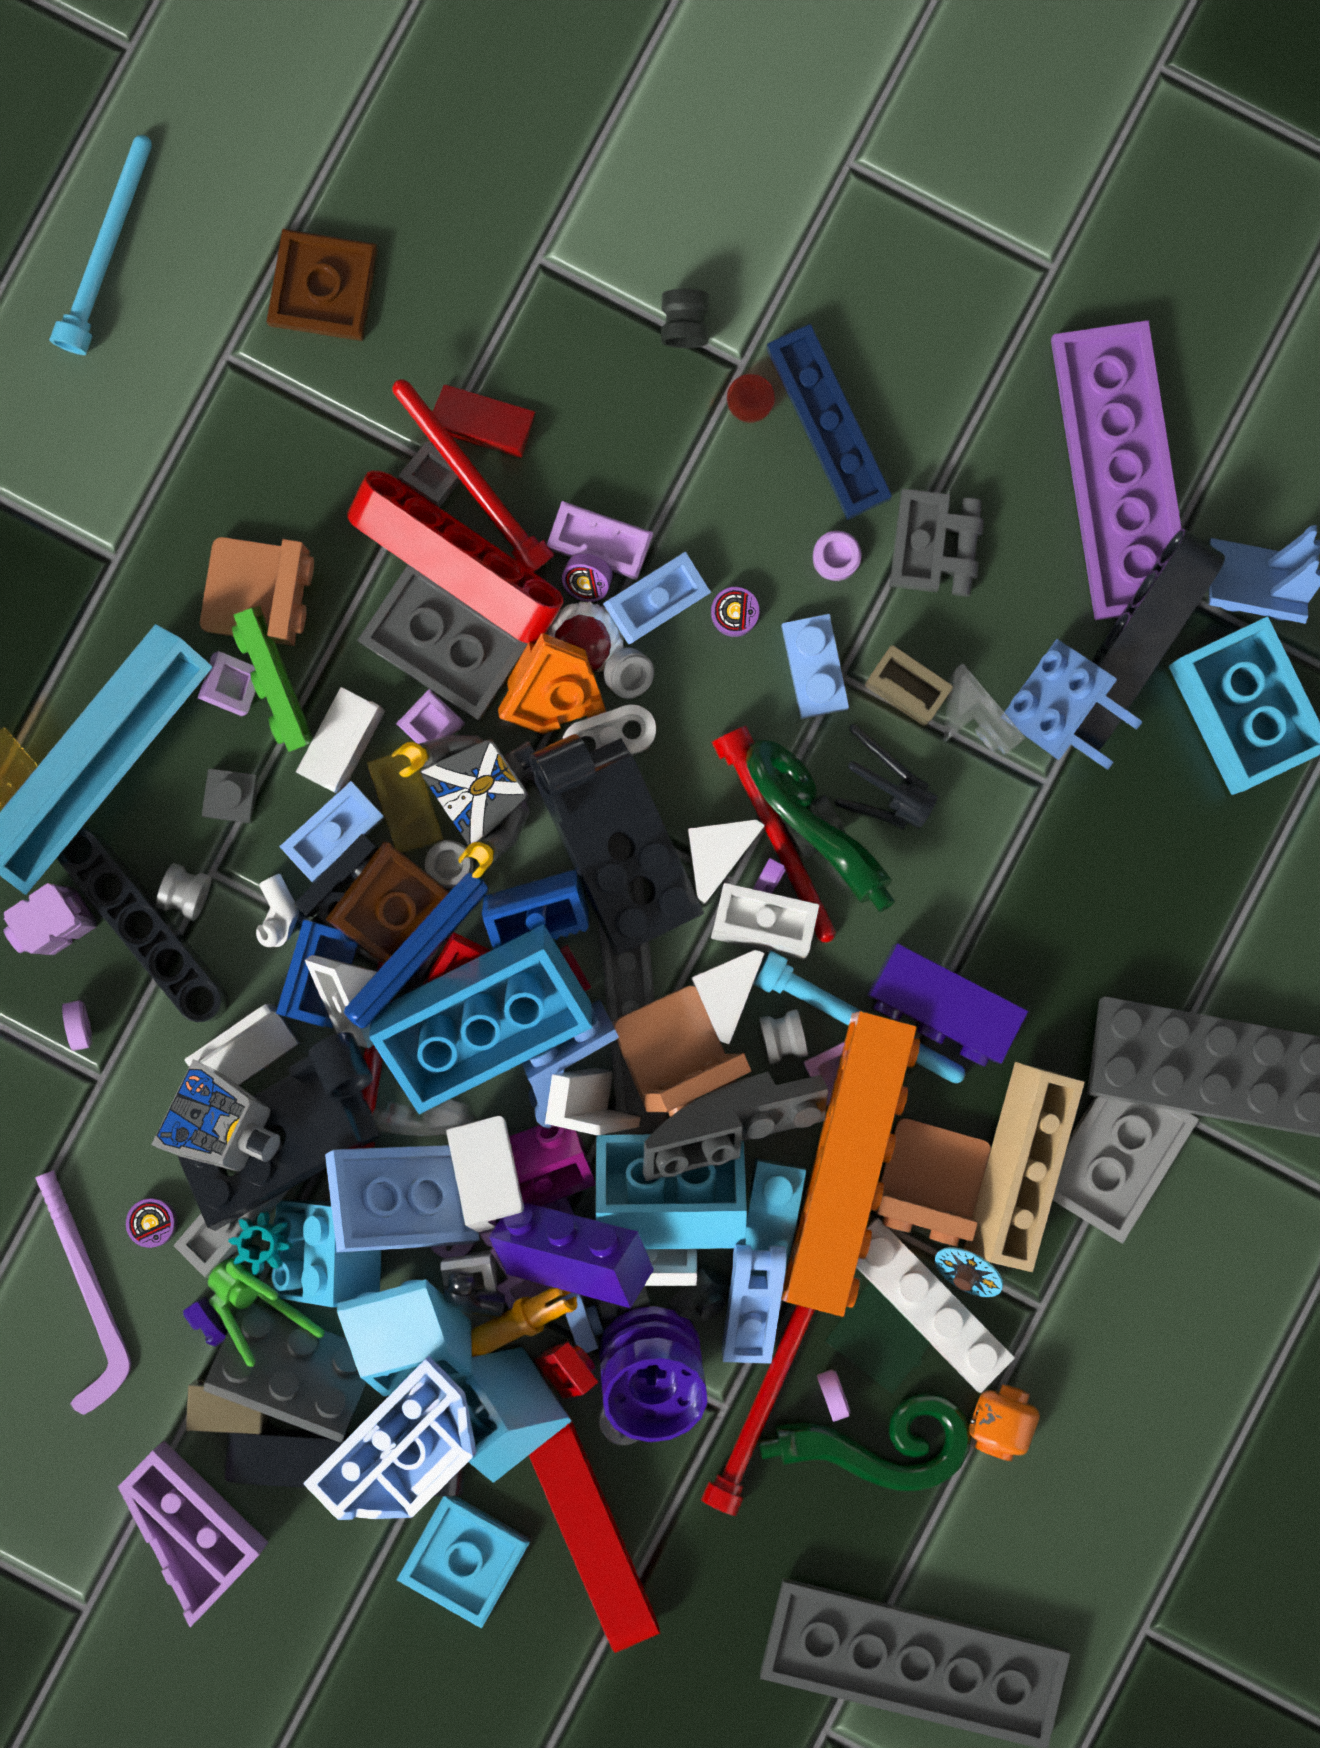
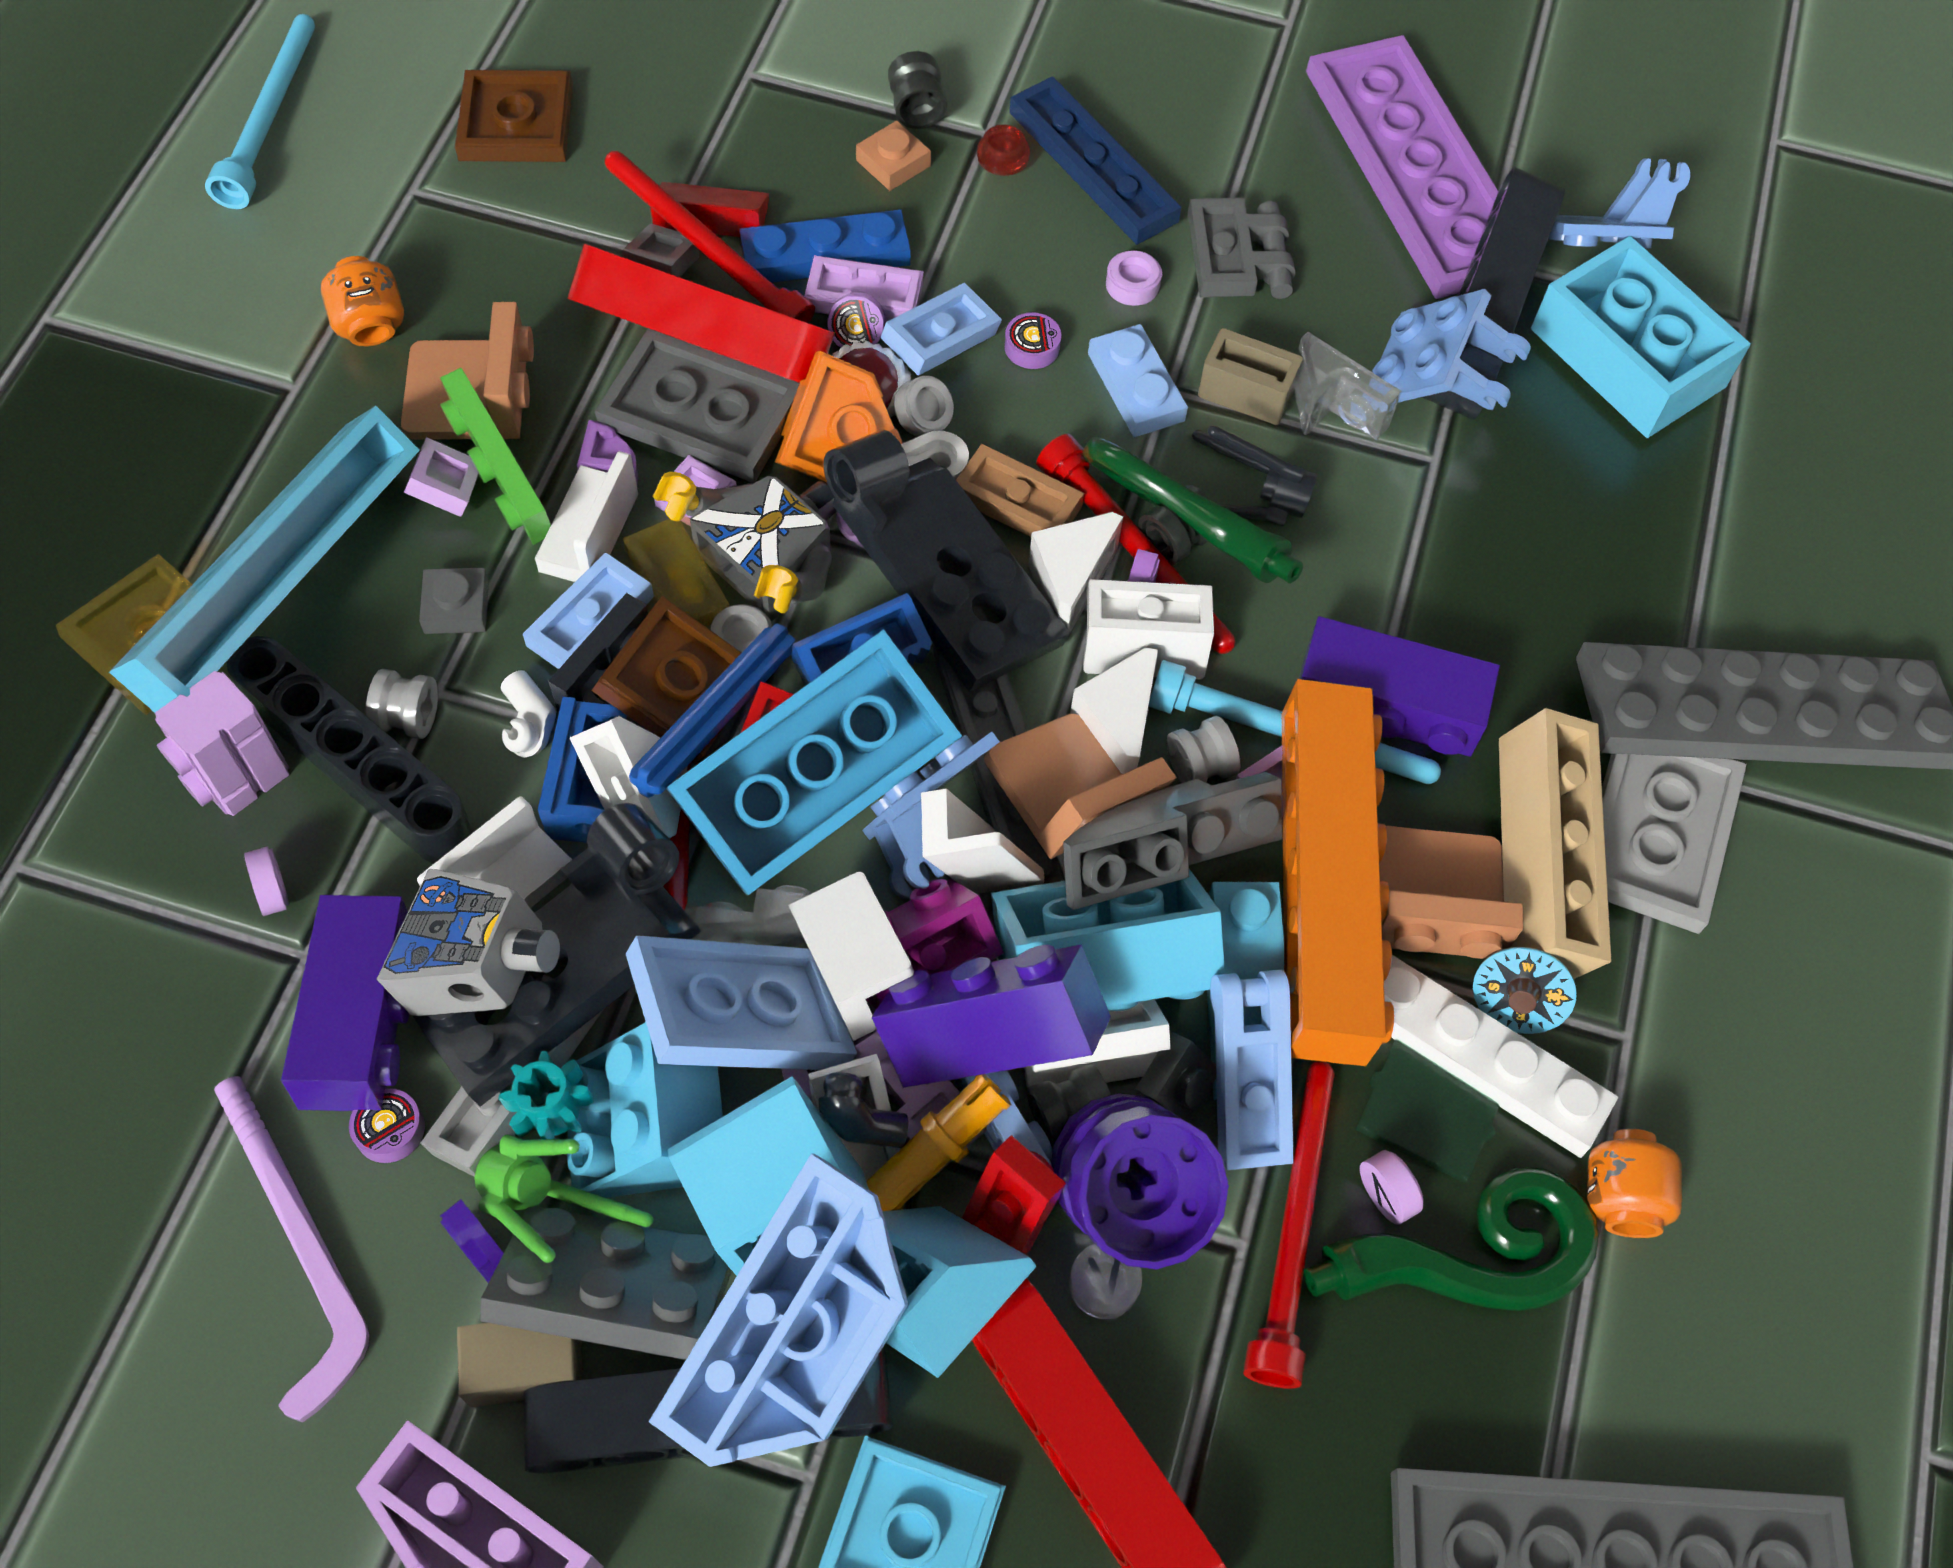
camera: 15 degrees left, 25 degrees down
(123, 1159) = (344, 1018): none -> dark purple brick
(176, 492) = (362, 301): none -> orange head
(364, 673) = (601, 447): none -> medium lavender tile
(574, 480) = (788, 249): none -> blue plate
(652, 384) = (893, 155): none -> nougat plate
(689, 773) = (1017, 492): none -> medium nougat plate

